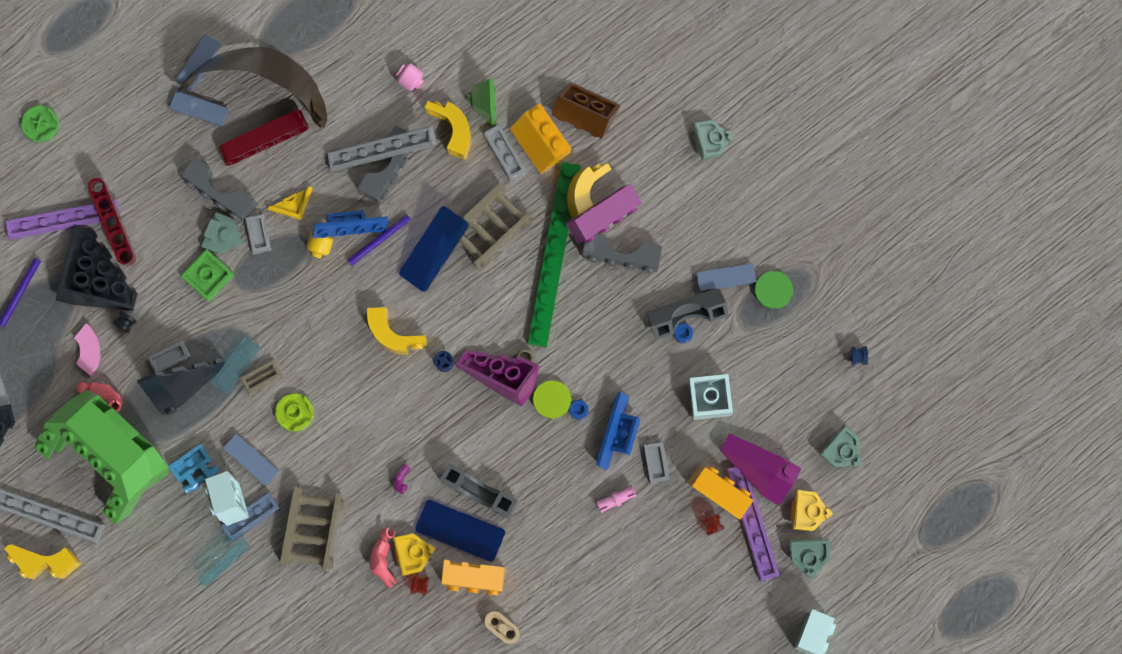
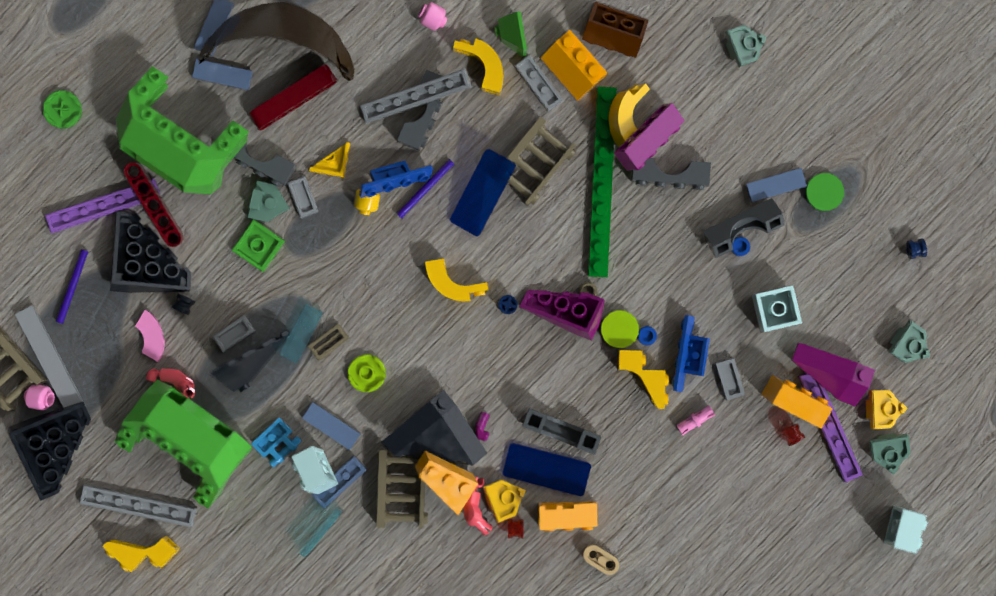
camera: 15 degrees left, 10 degrees up
(135, 167) = (167, 147): none -> bright green wedge
(355, 477) = (438, 430): none -> black slope
(356, 524) = (446, 480): none -> light orange wedge
(578, 452) = (653, 380): none -> yellow arch

